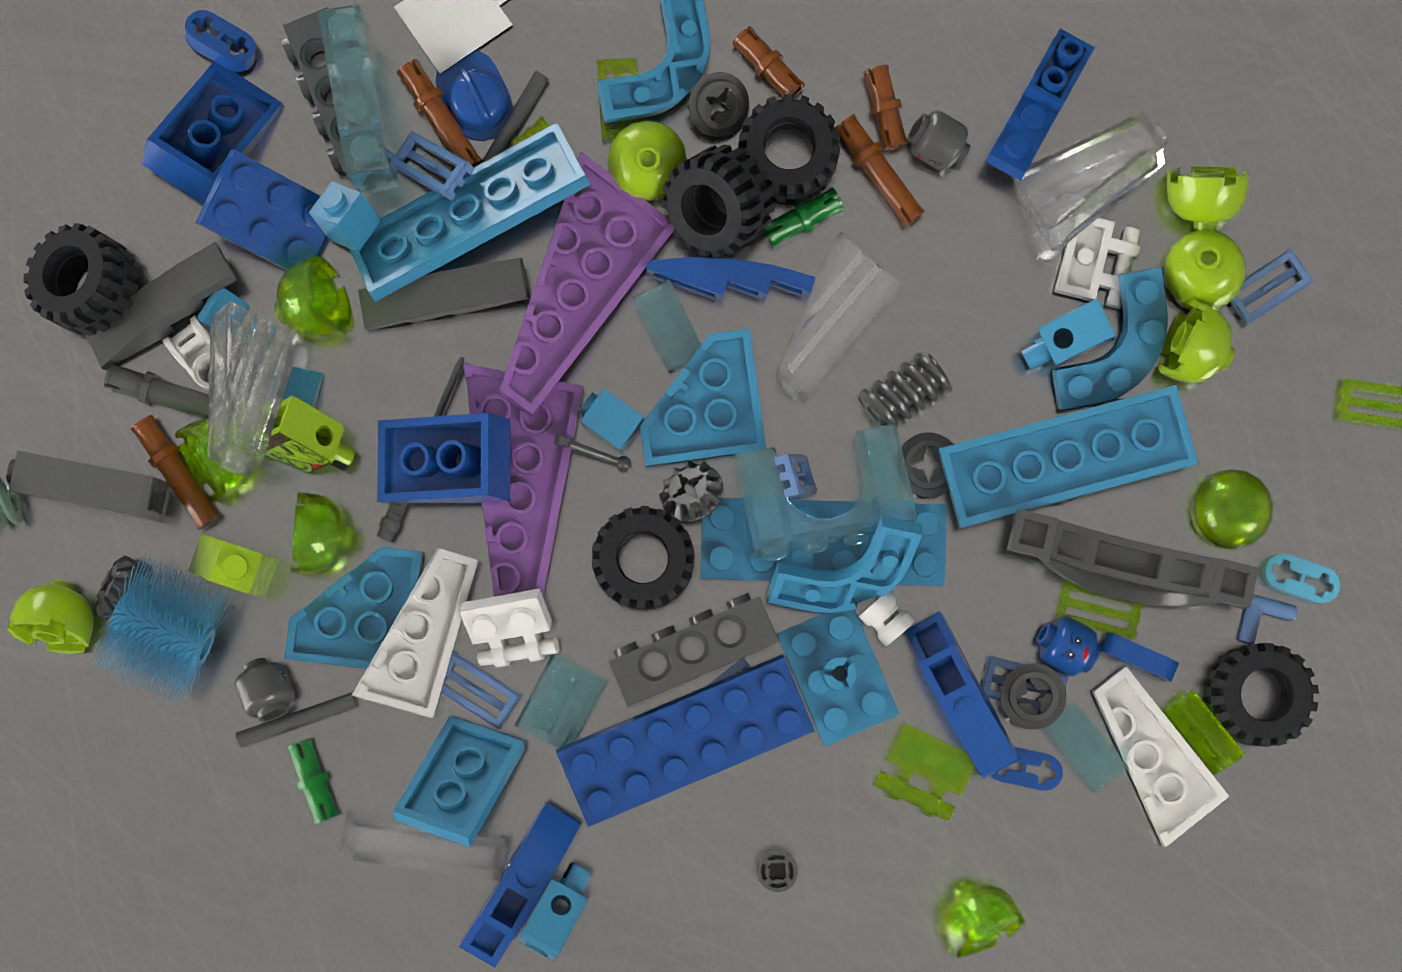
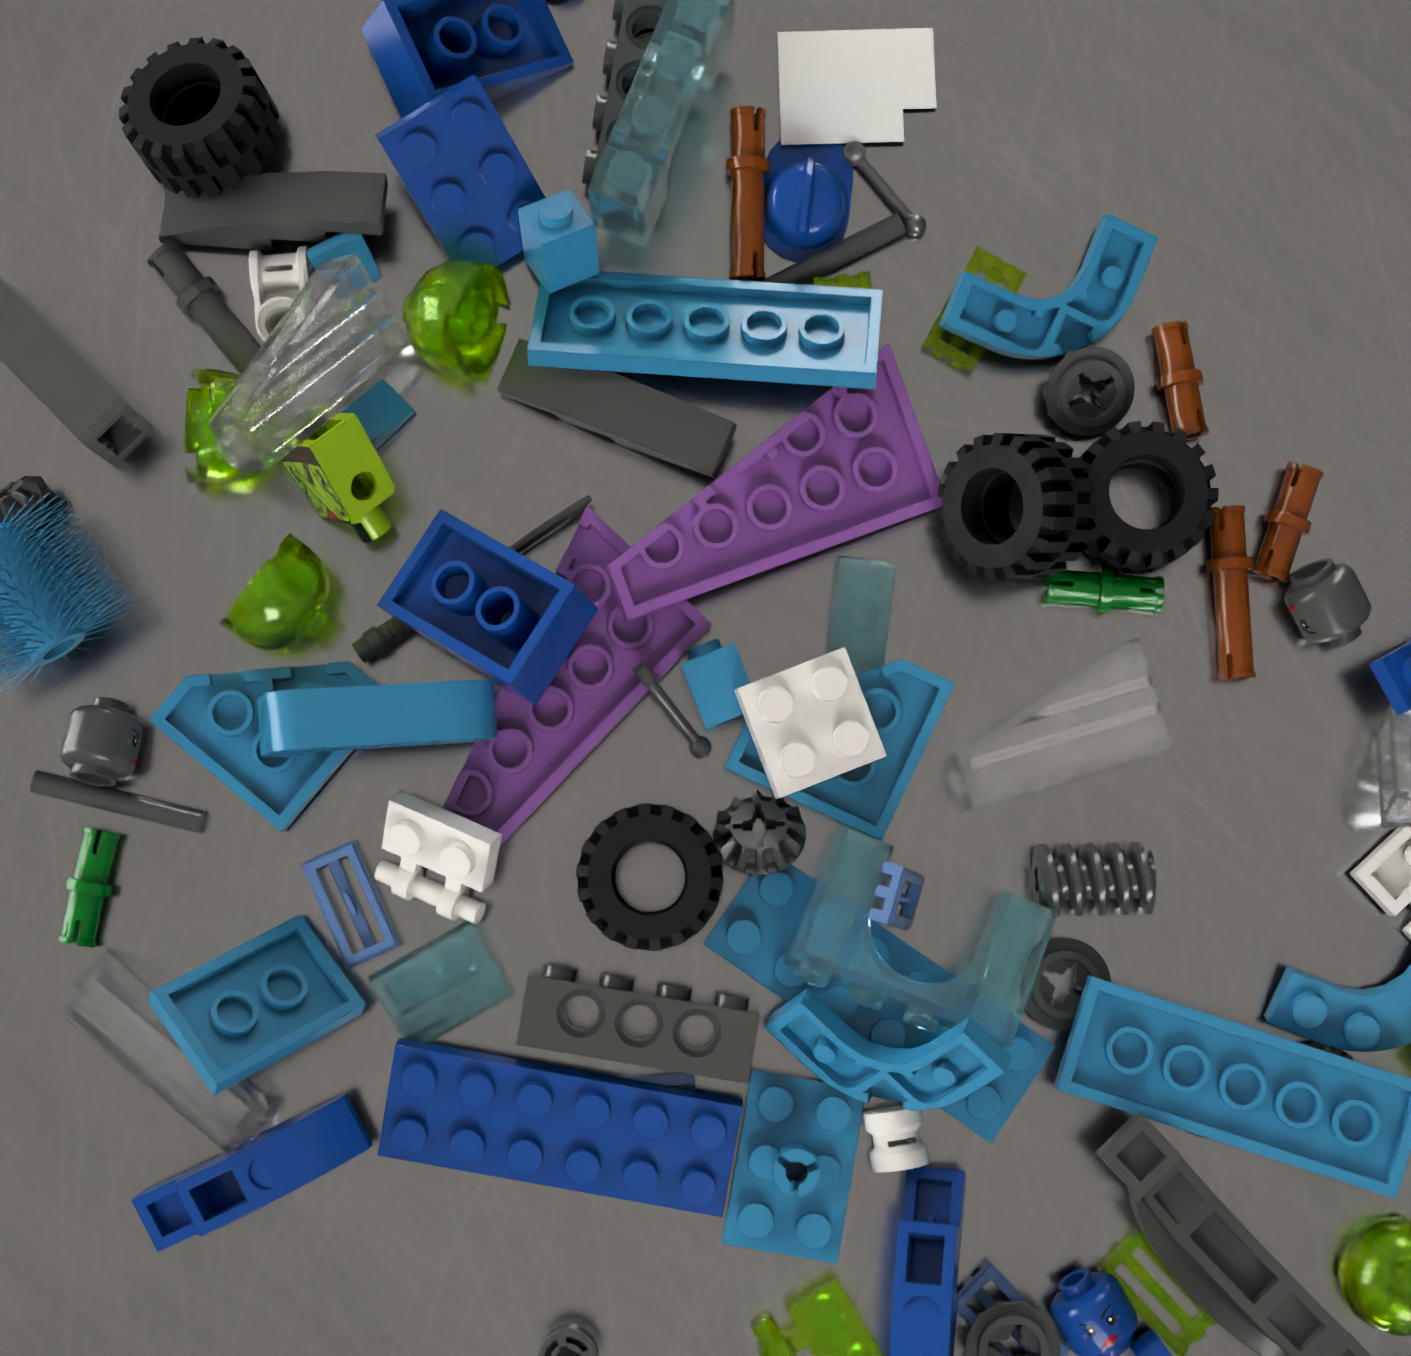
camera: 30 degrees right, 0 degrees up
(166, 459) = (165, 415): dark orange pin -> none
(233, 566) = (159, 573): lime slope -> none
(419, 567) = (375, 716): none -> dark azure beam
(419, 645) = (313, 811): white wing -> none
(453, 178) = (715, 277): medium blue tile -> none
(488, 51) = (854, 155): none -> flat silver hinge
(547, 930) = (246, 1252): dark azure torso -> none
(644, 157) = (960, 398): lime cylinder -> none
(679, 406) = (810, 723): none -> white plate
(714, 275) = (953, 592): blue slope -> none
(1085, 324) = (1362, 945): dark azure torso -> none

